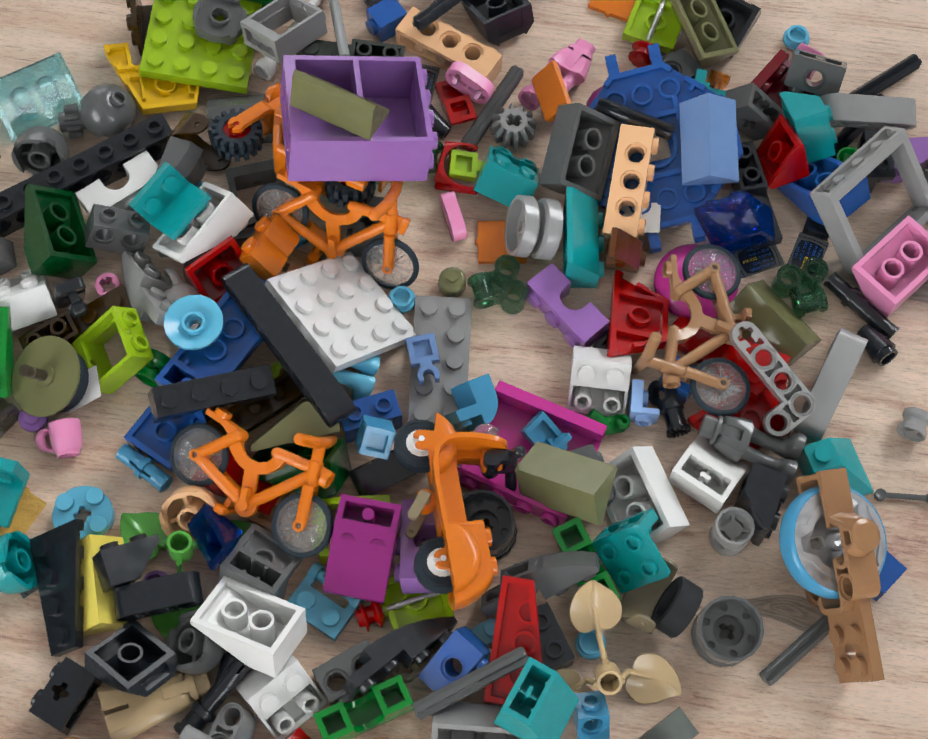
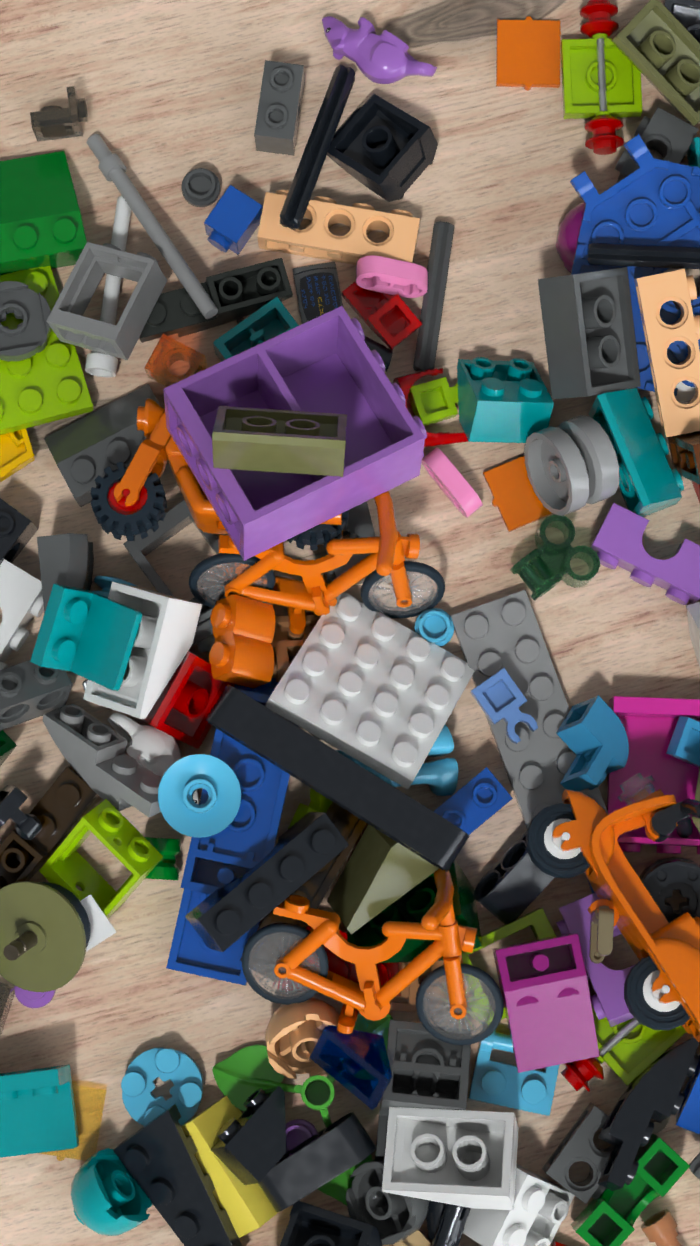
camera: 20 degrees left, 15 degrees up
(64, 436) = (90, 998): bright pink piece -> none
(105, 278) = (49, 757): bright pink bush -> none
(144, 467) = (209, 994): dark azure pin -> none
(187, 130) = (63, 513): dark brown piece -> none
(375, 437) = (497, 848): dark azure brick -> none
(452, 282) = (488, 576): olive piece -> none
(513, 127) = (483, 328): light grey gear -> none
(550, 90) = (514, 255): orange slope -> none
(574, 66) = (513, 191): bright pink piece -> none

